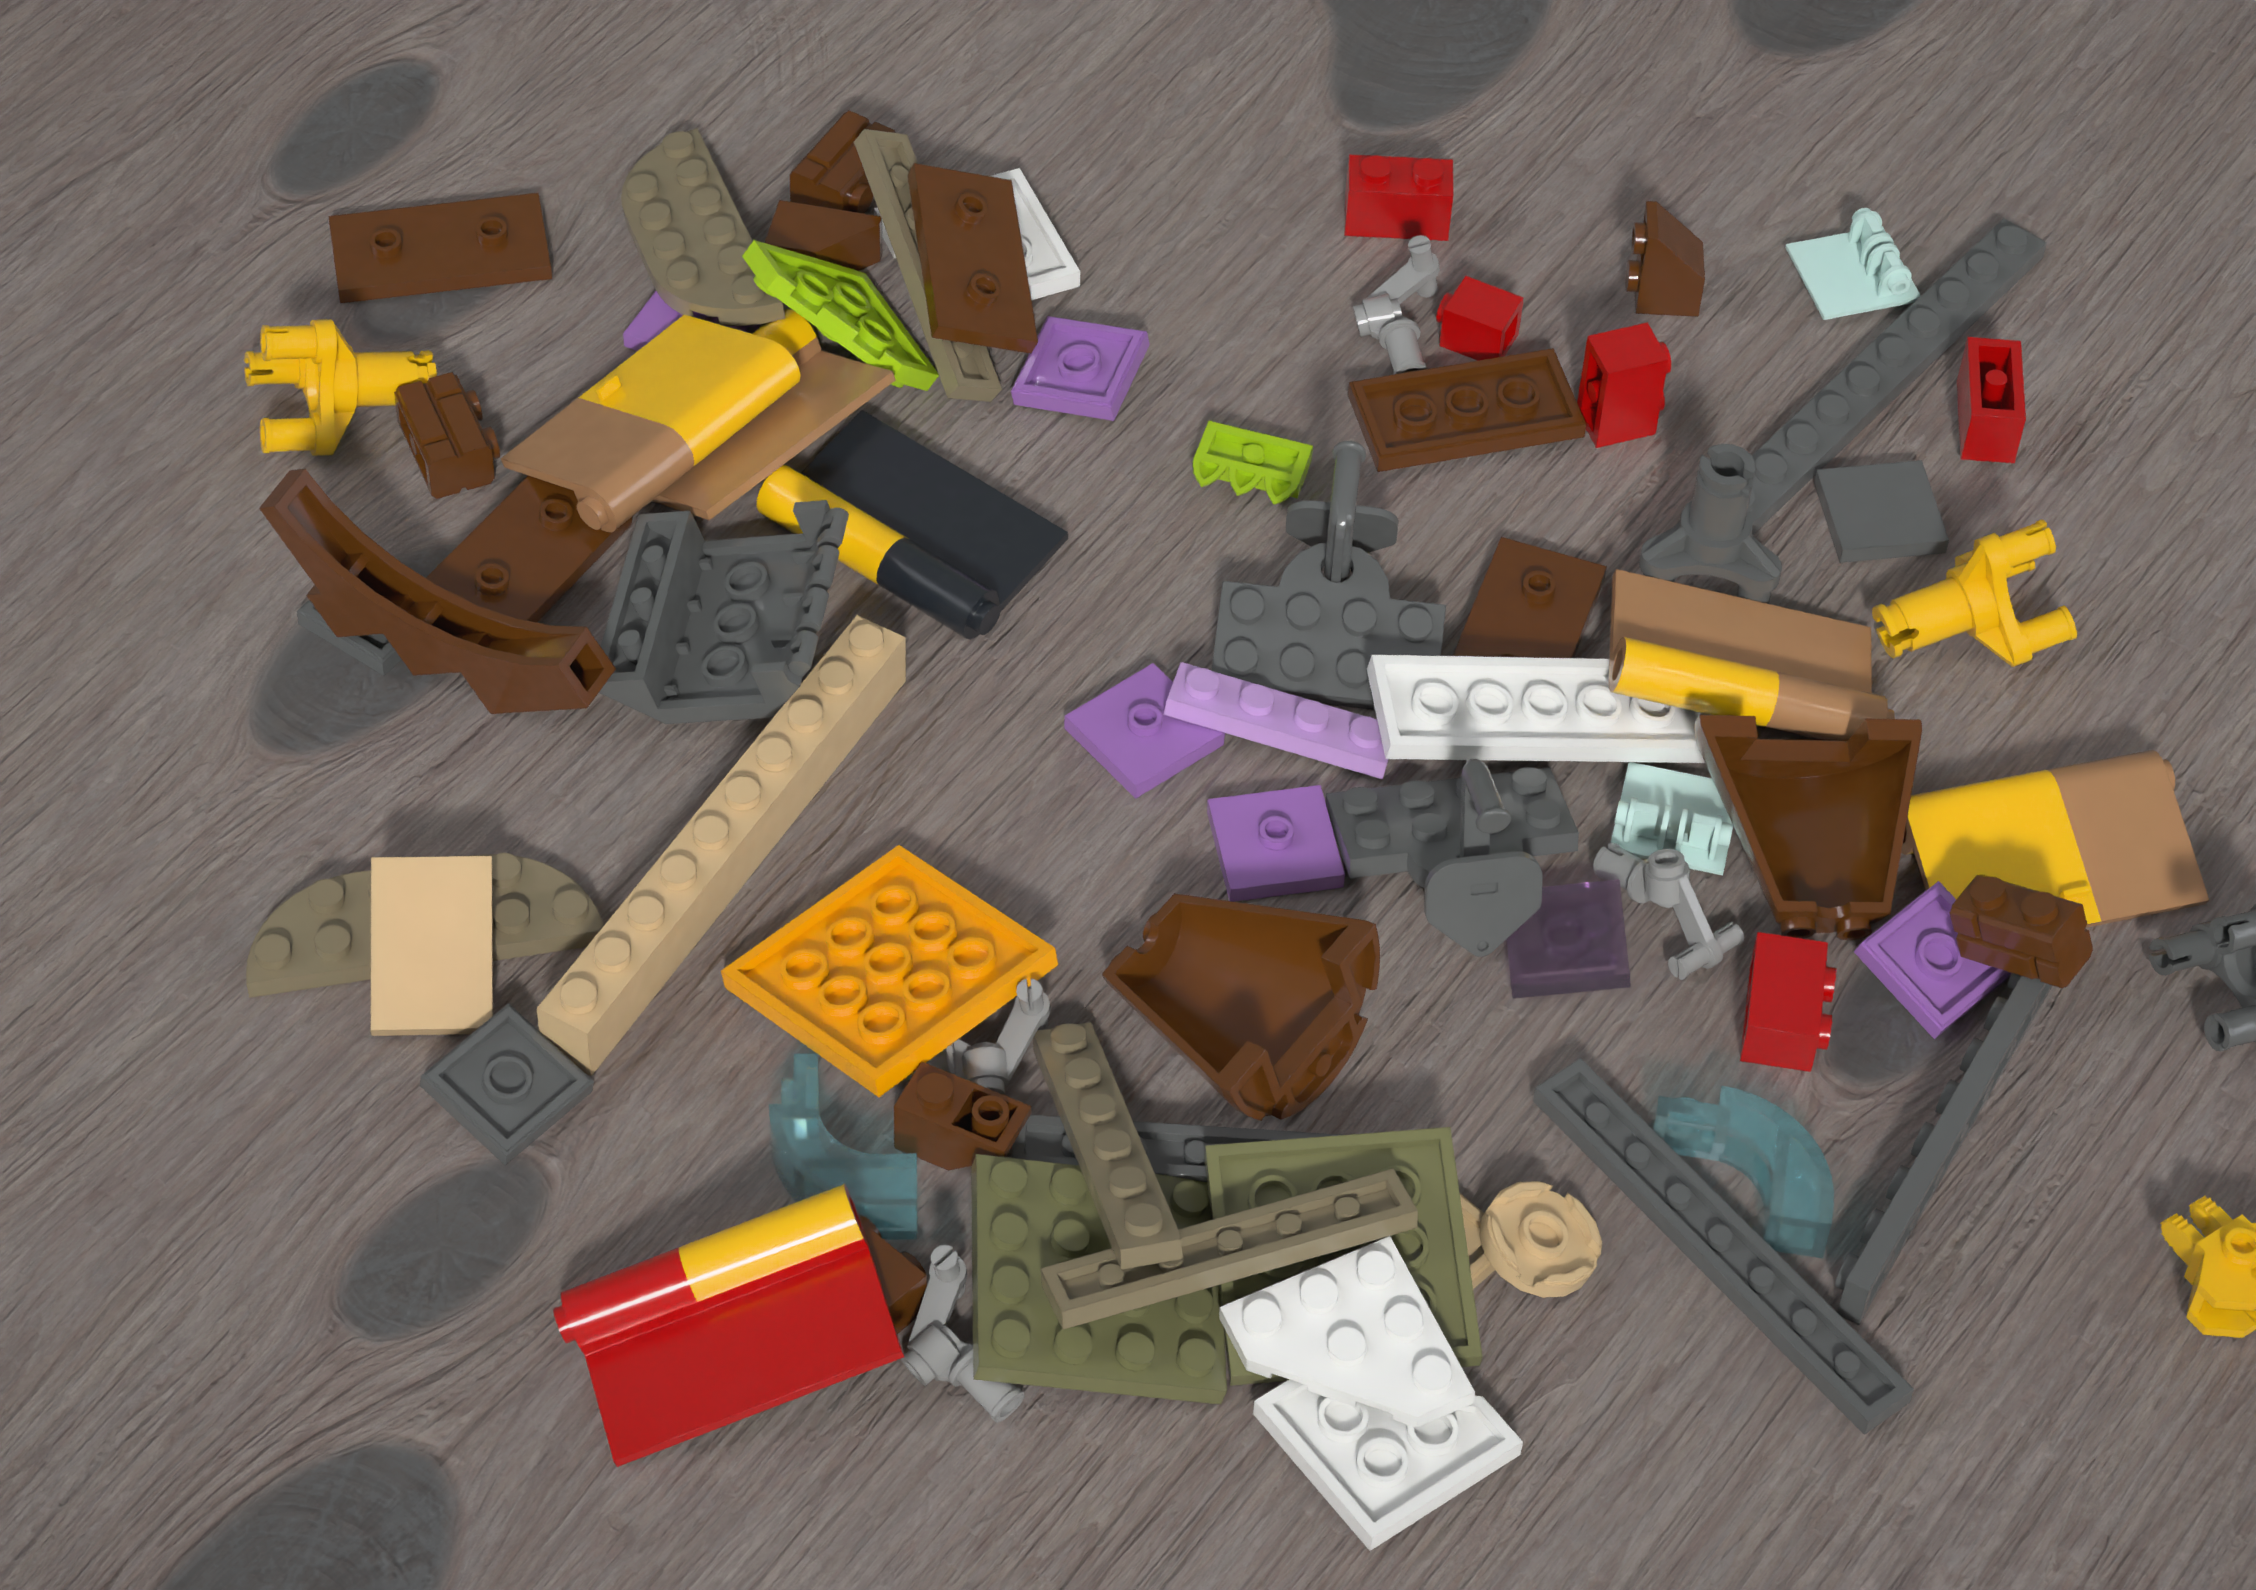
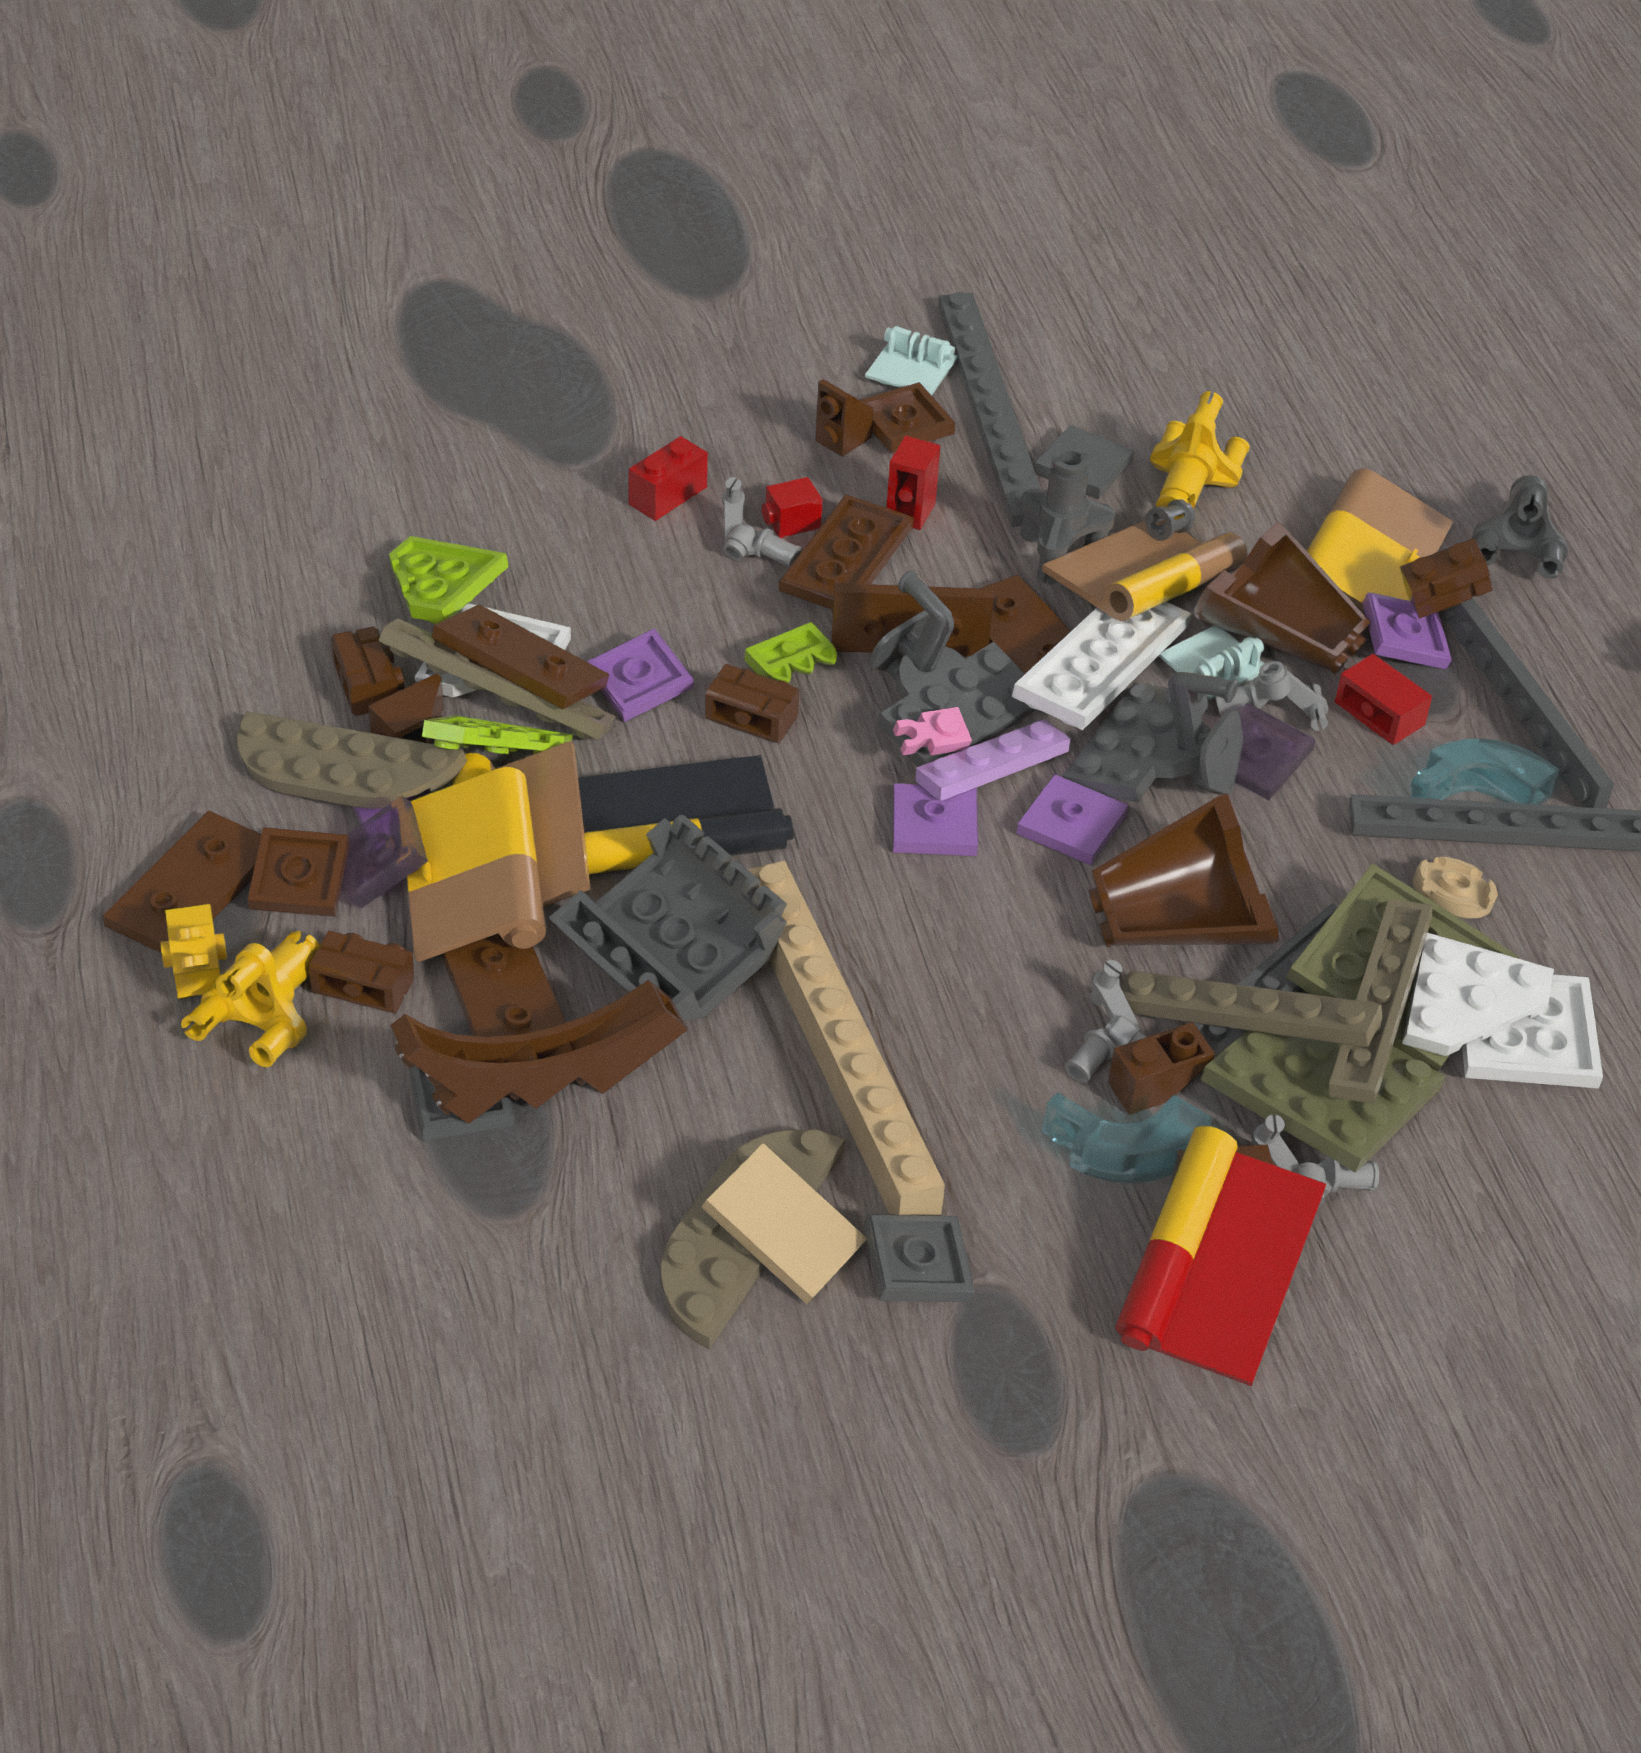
camera: 50 degrees left, 5 degrees down
(337, 288) = (193, 949): none -> yellow hinge
(522, 305) = (298, 872): none -> reddish brown plate
(603, 342) = (383, 852): none -> clear purple plate
(889, 969) = (1017, 1026): light orange plate -> none
(1031, 131) = (442, 576): none -> lime plate
(1139, 478) = (752, 703): none -> reddish brown brick
(1247, 646) = (937, 730): none -> bright pink plate
(1431, 544) = (871, 611): none -> reddish brown plate
(1751, 319) = (909, 413): none -> reddish brown plate
(1866, 648) = (1173, 509): none -> dark grey bush
(1991, 400) = (1066, 373): red brick -> none

